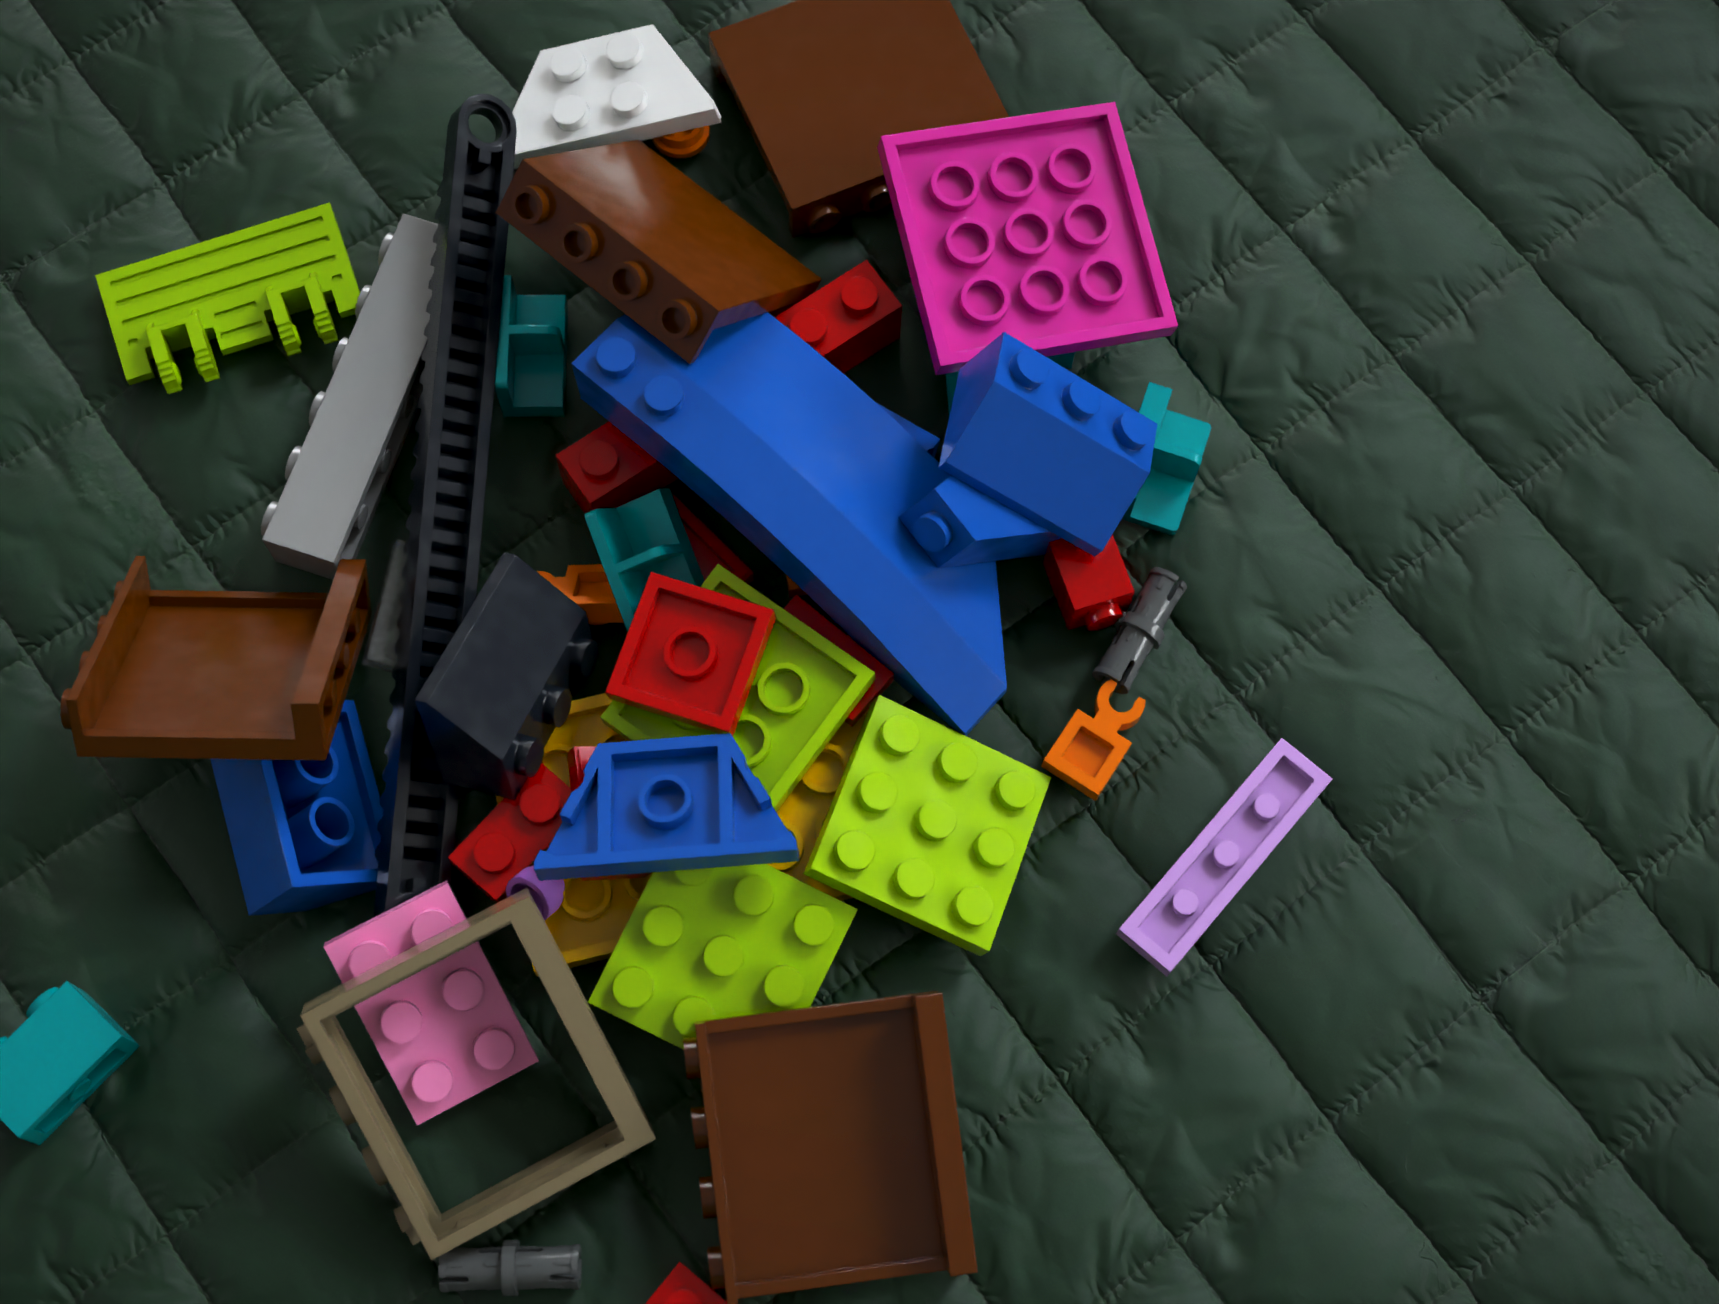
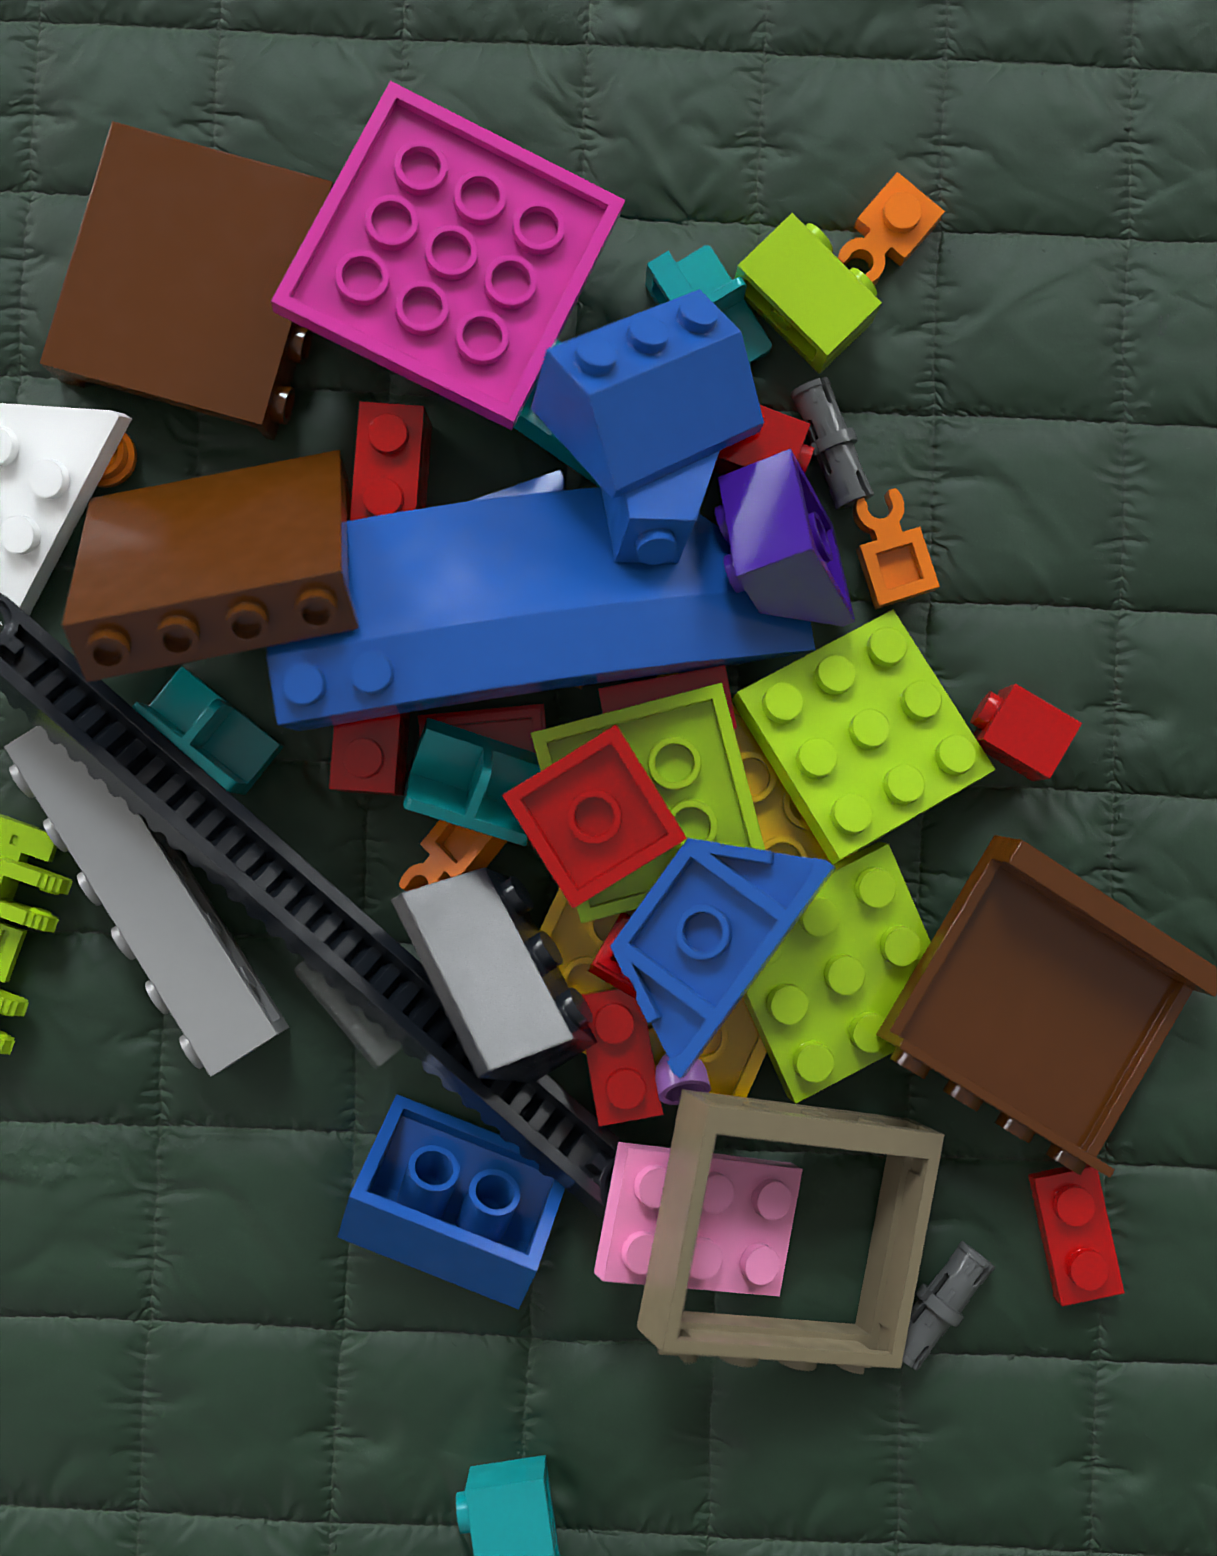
camera: 50 degrees left, 15 degrees up
(218, 671) = (306, 1200): reddish brown panel -> none
(1024, 640) = (782, 543): none -> dark purple slope
(1039, 953) = (1023, 731): none -> red brick
(1223, 857) = (1058, 530): lavender plate -> none
(1237, 520) = (808, 292): none -> lime brick
(1349, 546) = (892, 226): none -> orange plate

